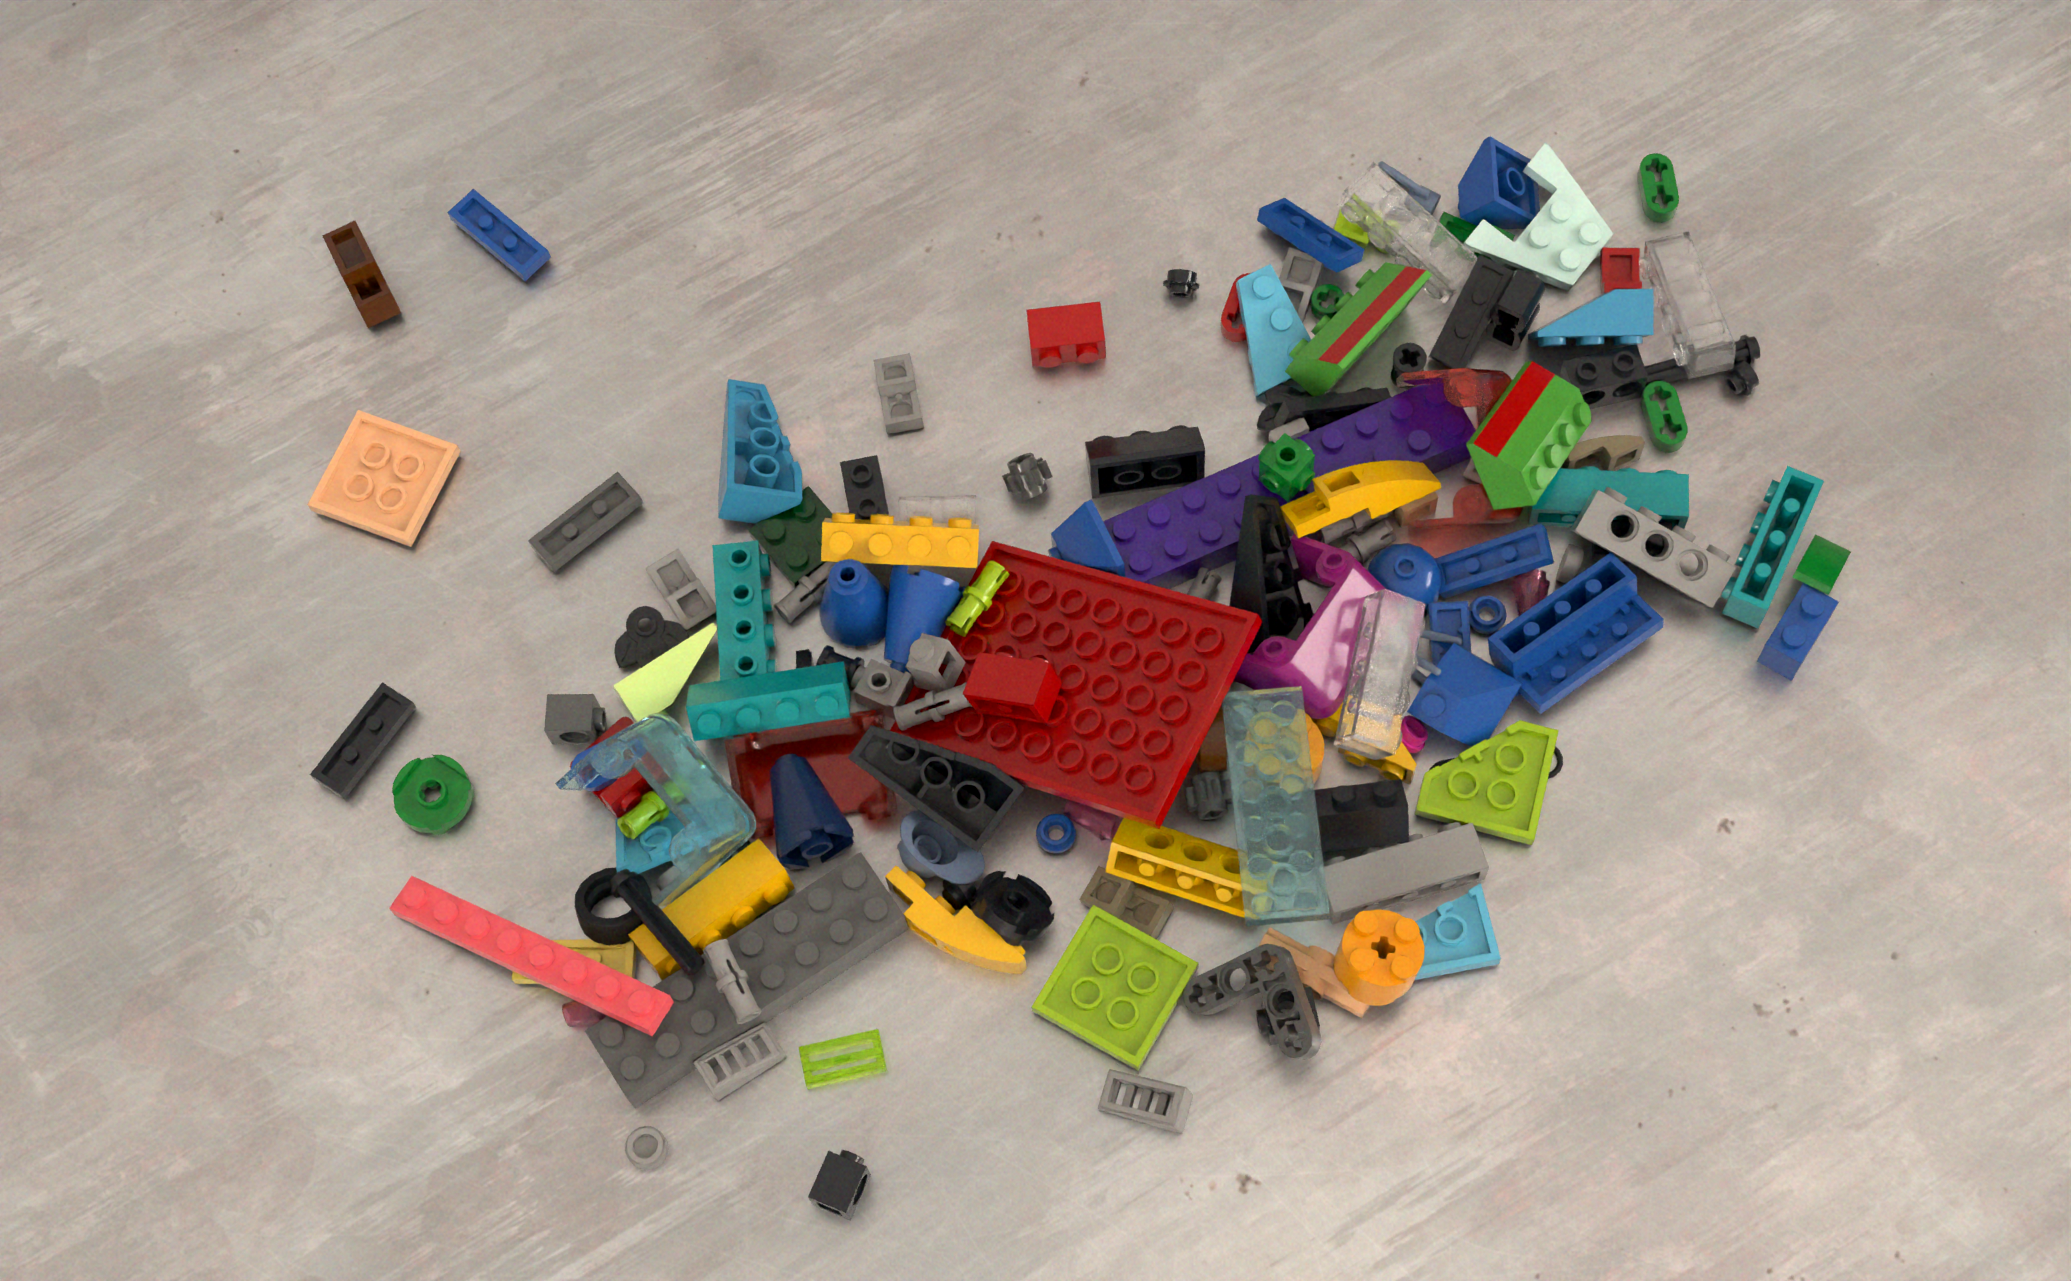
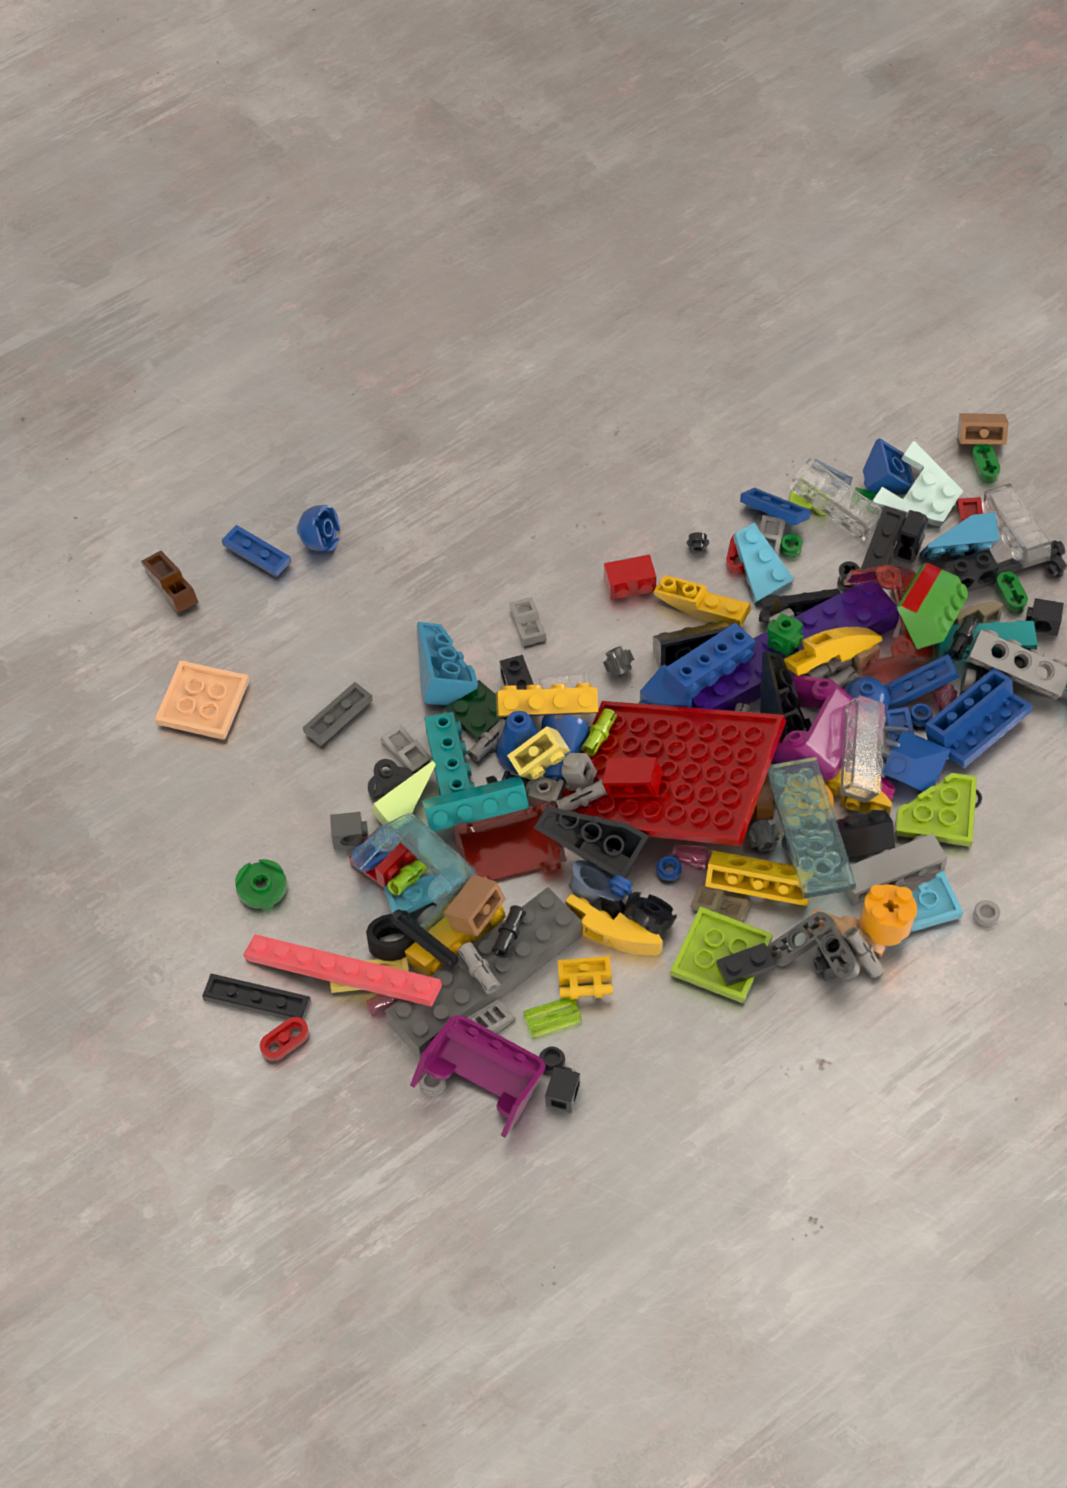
camera: 10 degrees left, 10 degrees down
(363, 740) = (210, 856): black plate -> none
(402, 980) = (255, 997): none -> black tile
(432, 1051) = (282, 1038): none -> red plate
(598, 207) = (318, 528): none -> blue cylinder
(727, 1127) = (486, 1061): none -> magenta windscreen
(738, 878) = (474, 905): none -> medium nougat brick
(786, 925) = (508, 931): none -> black pin
(805, 815) = (509, 869): dark blue cone -> none
(831, 1131) = (553, 1058): none -> black plate
(875, 630) = (538, 753): none -> light yellow brick
(899, 992) = (585, 971): none -> yellow plate
(971, 862) = (620, 886): none -> blue plate
(1148, 1011) = (745, 964): none -> black plate
(1158, 505) = (708, 662): none -> blue brick
(1170, 389) = (699, 603): none -> yellow slope
(1179, 1109) = (762, 1012): light grey slope -> none
(1333, 1012) = (863, 952): none -> light grey pin
(1355, 326) = (812, 553): bright green slope -> none
(1538, 961) = (986, 914): none -> light grey tile
(1570, 495) = (963, 637): none -> black pin
(1660, 130) = (982, 428): none -> medium nougat brick
(1710, 465) = (1046, 616): none -> black brick

